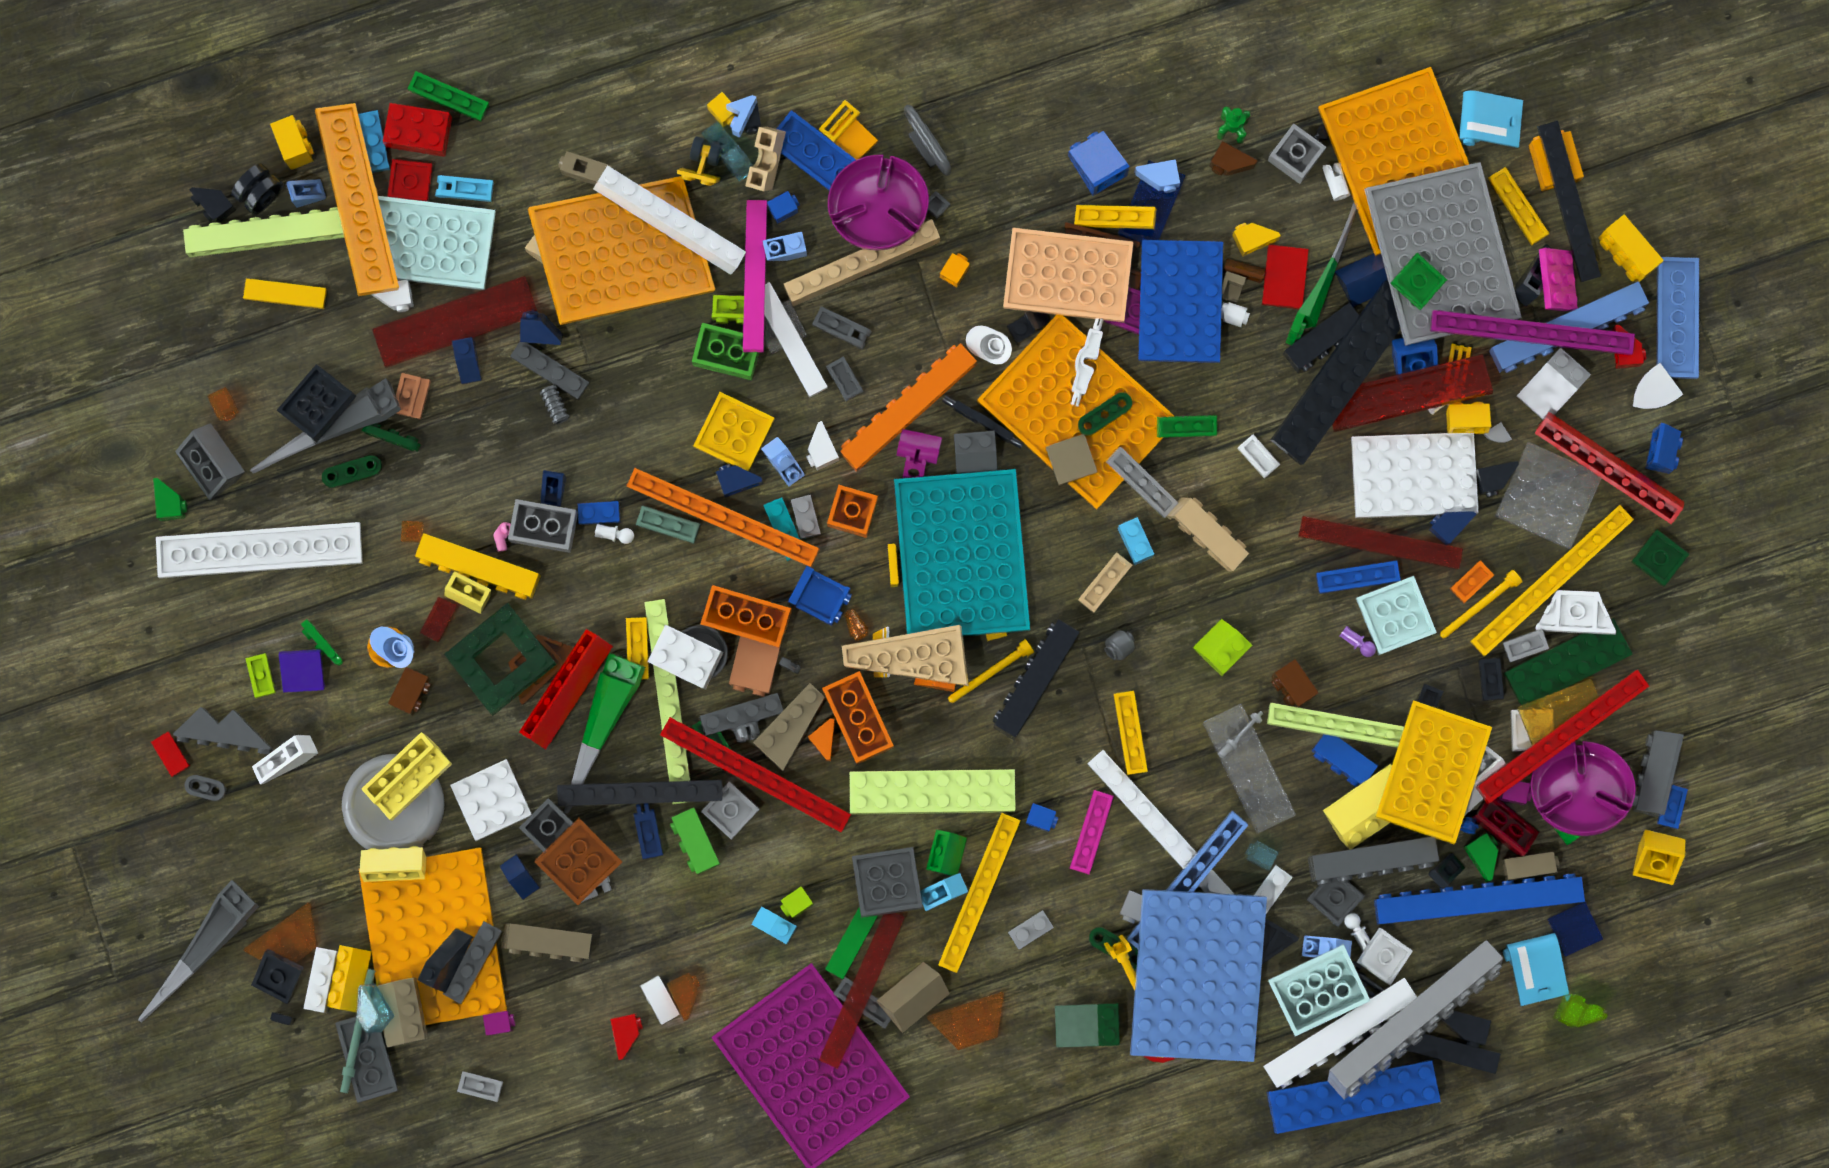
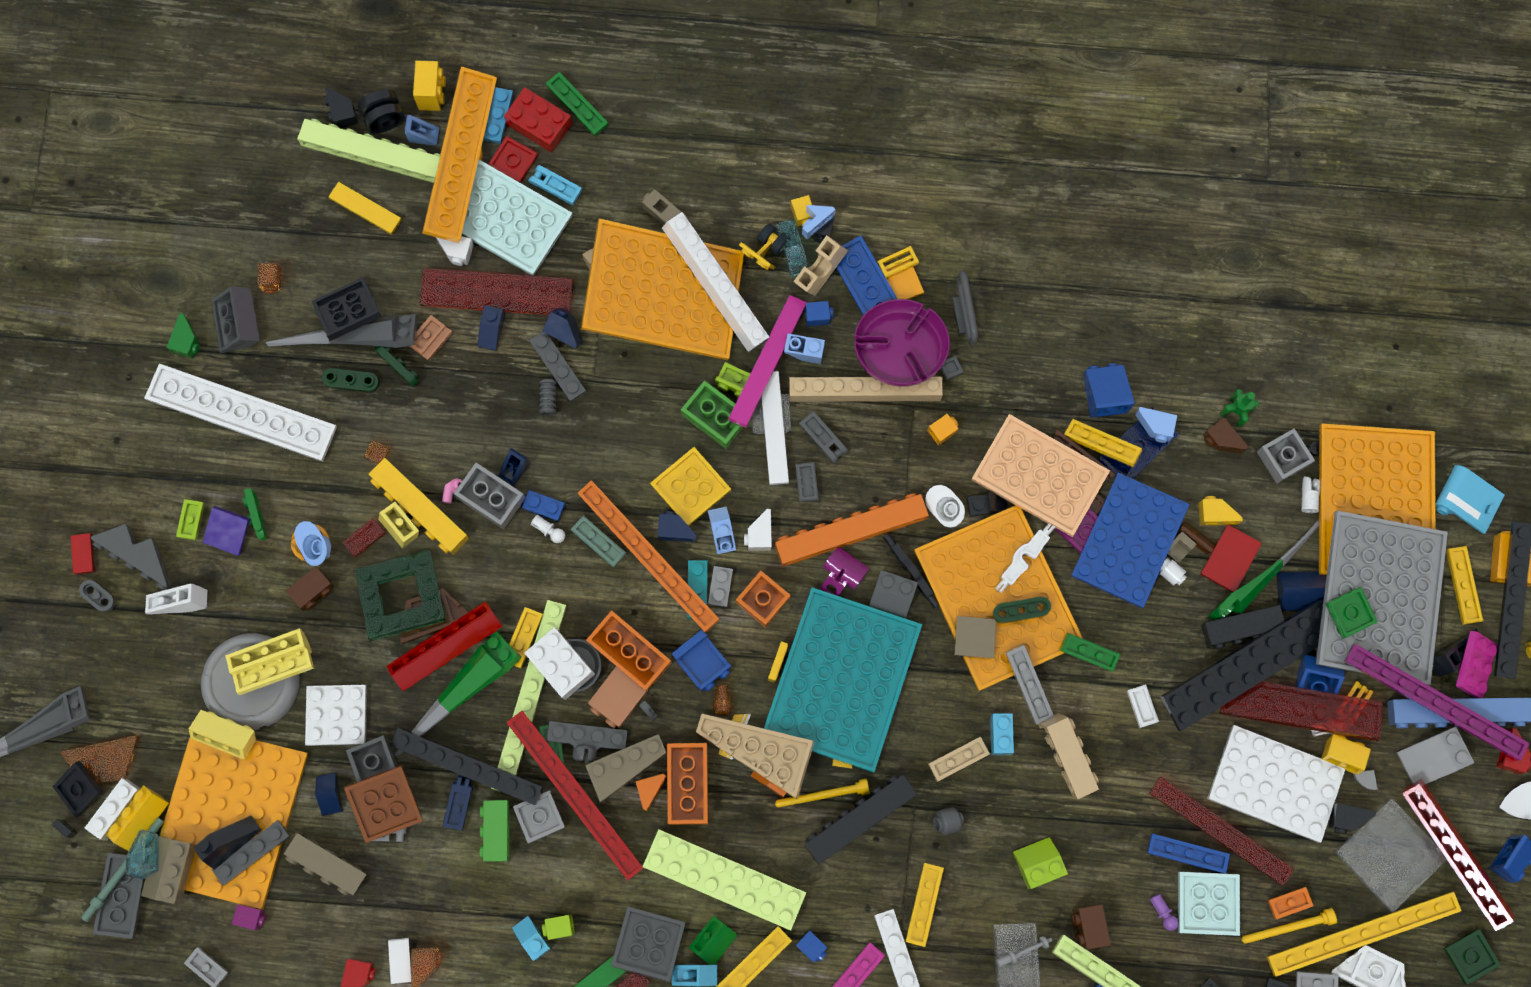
camera: 20 degrees right, 5 degrees down
(1450, 525) = (1291, 843): dark blue slope -> none

